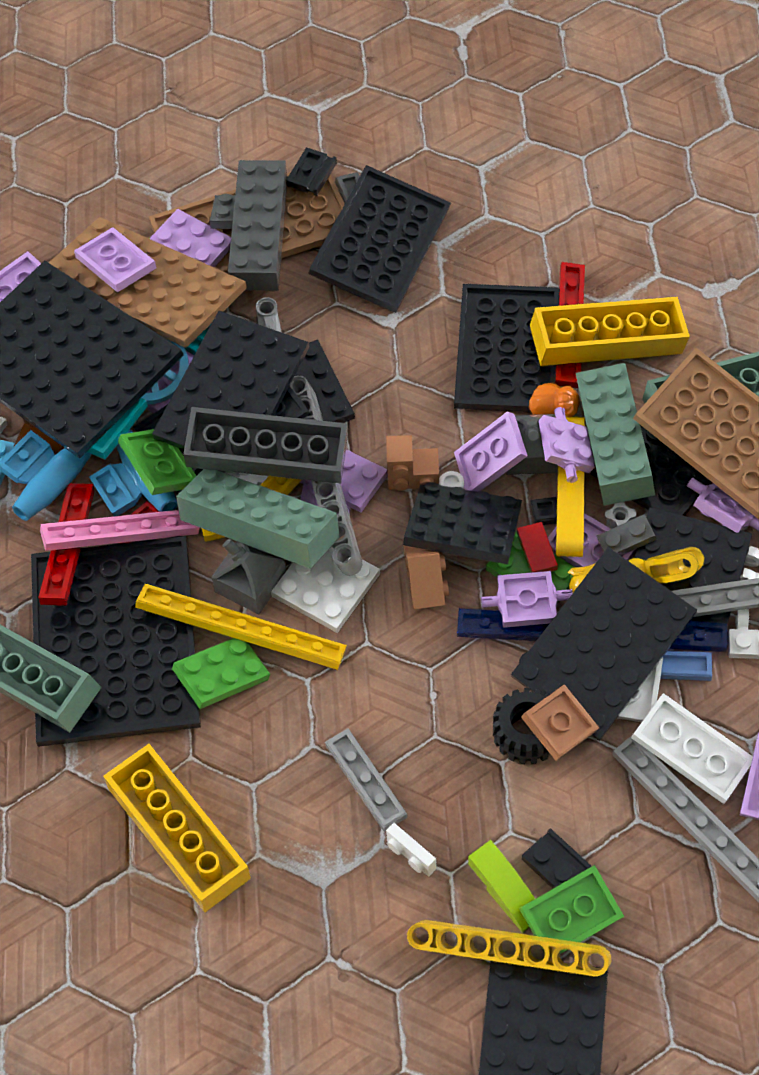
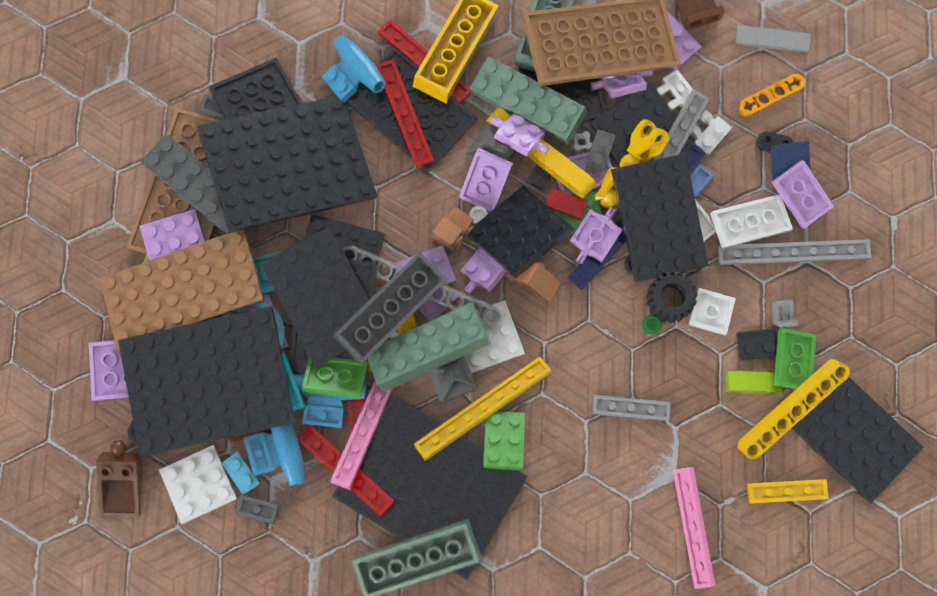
camera: 60 degrees left, 20 degrees up
(115, 259) = (156, 295): lavender plate -> none
(177, 827) = (587, 536): yellow brick -> none
(222, 212) = (168, 199): dark grey plate -> none
(271, 319) = (278, 236): light grey piece -> none
(271, 947) = (694, 528): none -> bright pink plate
(311, 171) = (180, 121): black plate -> none
(347, 276) = (286, 163): none -> black plate
(388, 524) = (482, 271): none -> lavender plate
(406, 1019) = (787, 491): none -> yellow plate
(418, 857) = (687, 418): white plate -> none
(479, 732) = (651, 325): none -> green plate
(494, 339) = (405, 114): none -> red plate
(501, 270) = (355, 68): none -> dark azure plate
(550, 784) = (712, 311): none -> white plate
(551, 396) = (475, 115): orange hair -> none
(560, 722) = (690, 280): nougat tile -> none
(616, 862) = (783, 314): none -> light grey bracket

